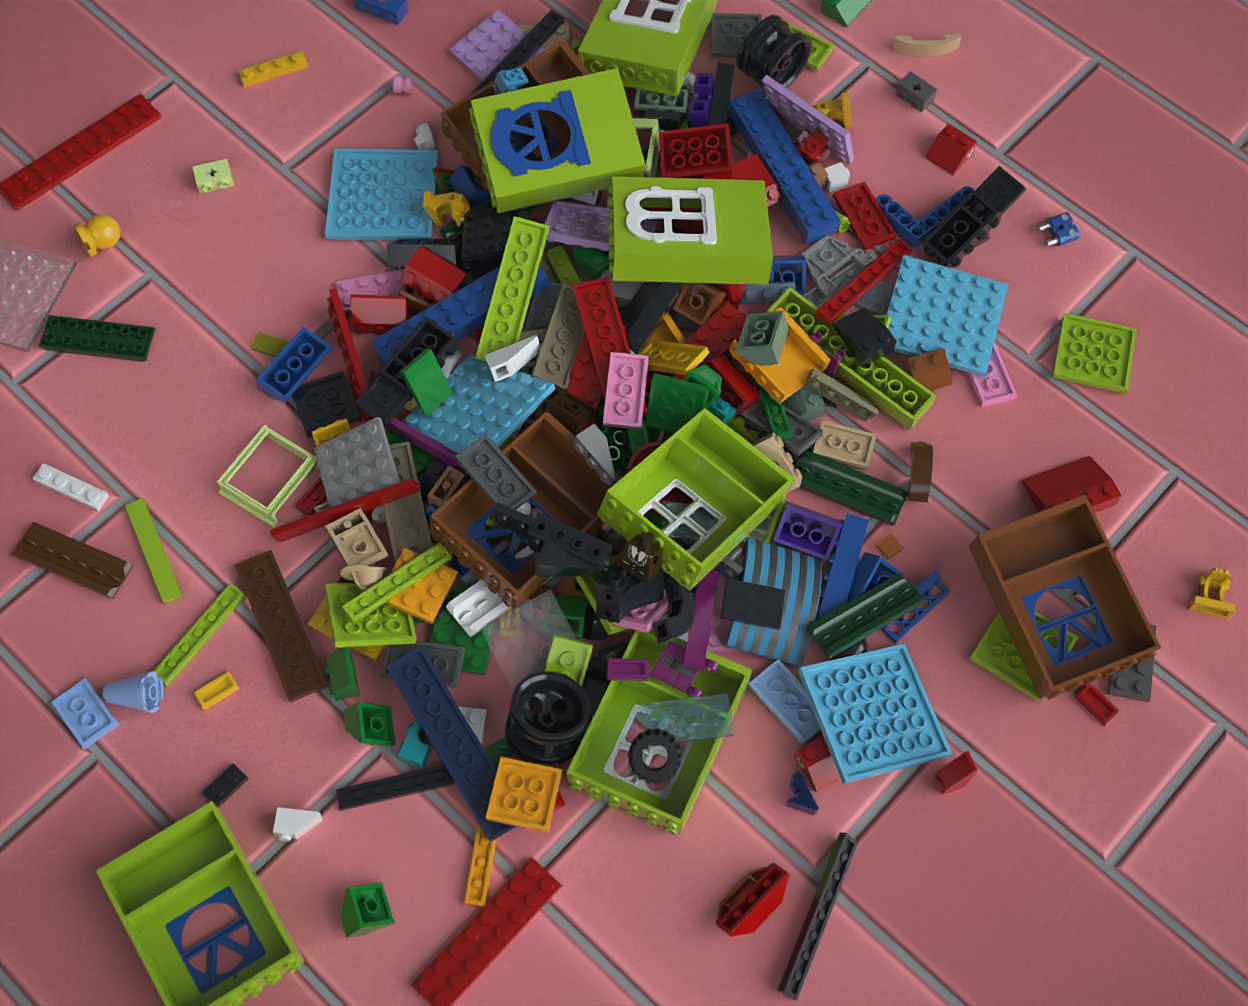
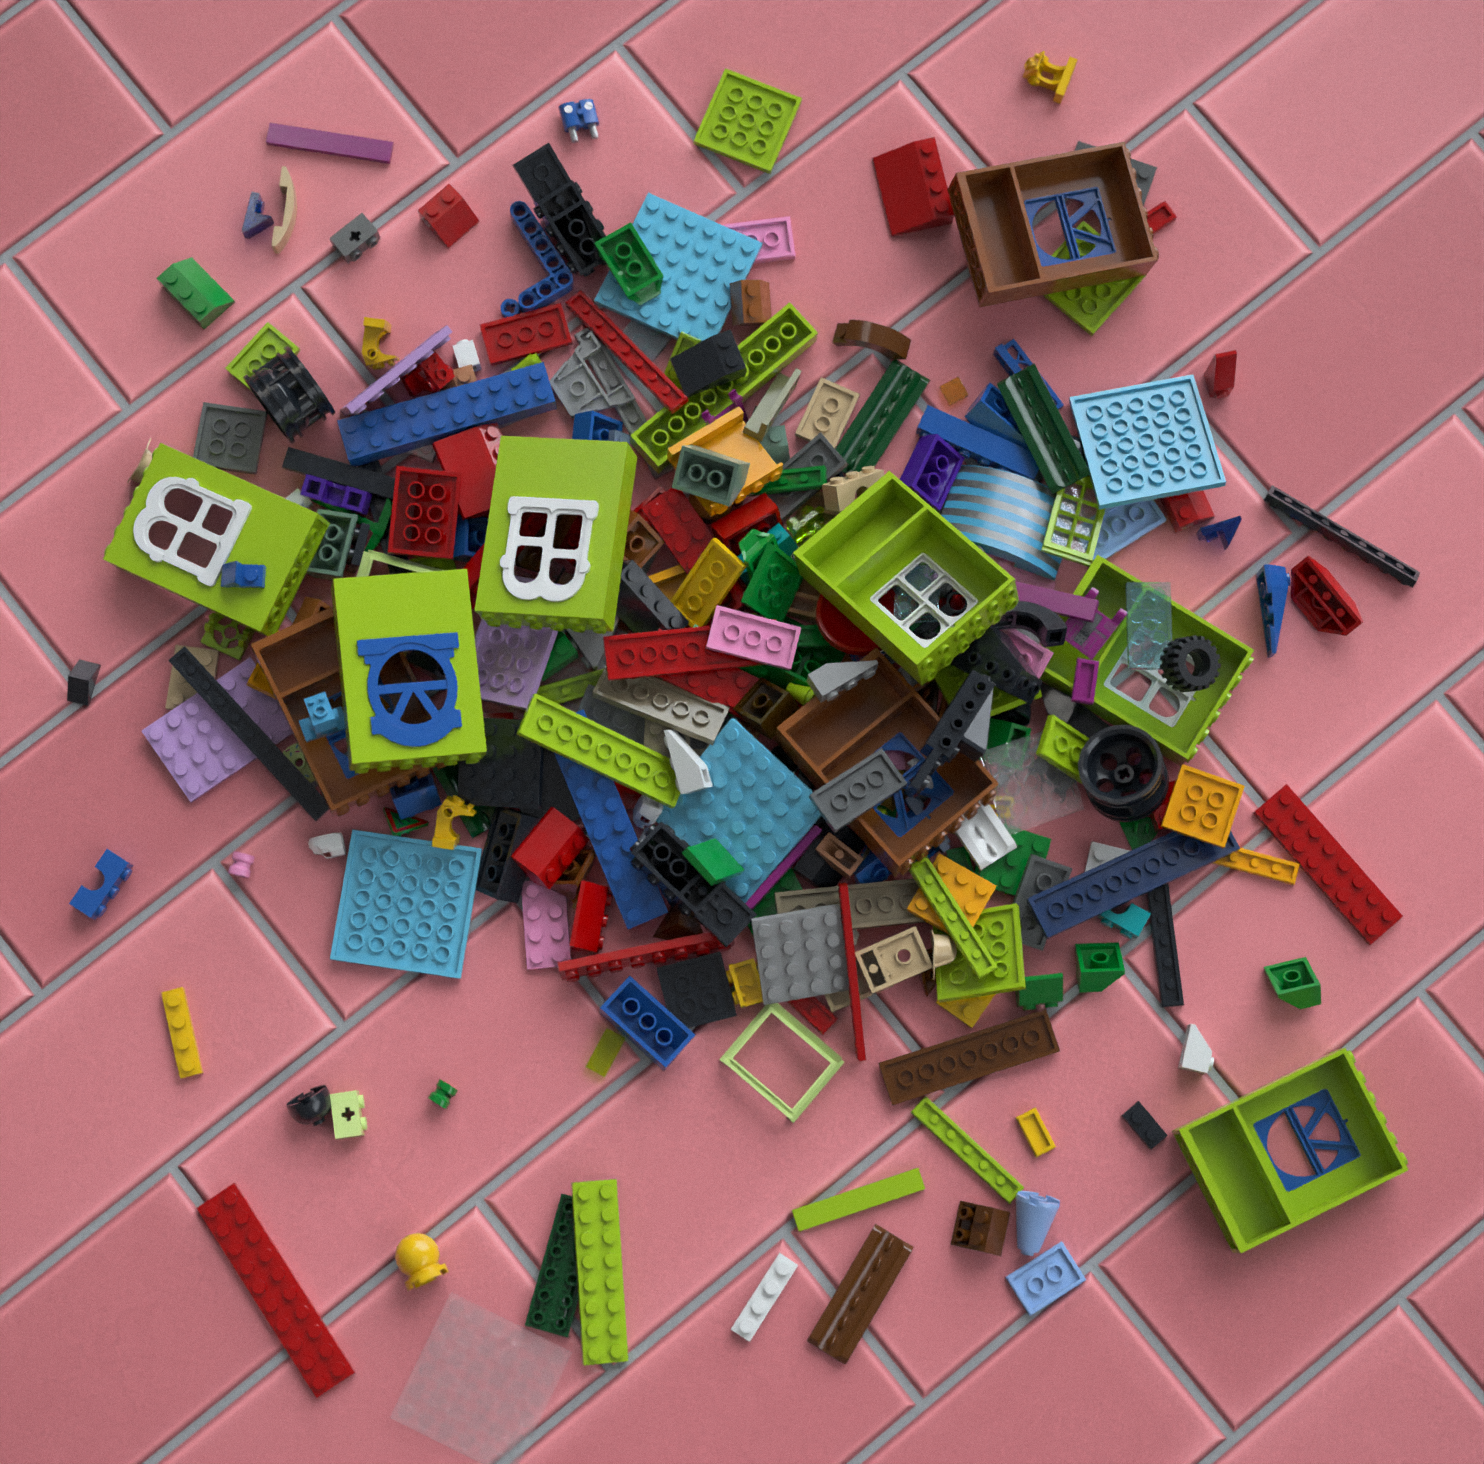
camera: 85 degrees left, 15 degrees up
(90, 359) = (599, 1272): none -> lime plate
(127, 650) = (980, 1228): none -> reddish brown slope
(217, 149) = (311, 1106): none -> black cylinder
(232, 236) = (442, 1094): none -> green wheel
(470, 345) = (646, 812): none -> white rock
(619, 33) = (243, 575): none -> blue slope
(641, 557) = (986, 643): dark brown torso -> none
(751, 850) = (1272, 592): none -> blue wedge
(753, 604) = (1022, 541): black tile -> none
(780, 653) = (1074, 523): none -> lime piece
(917, 25) = (254, 219): none -> clear blue slope
(938, 269) = (631, 264): none -> green slope
(990, 68) = (329, 143): none -> magenta tile

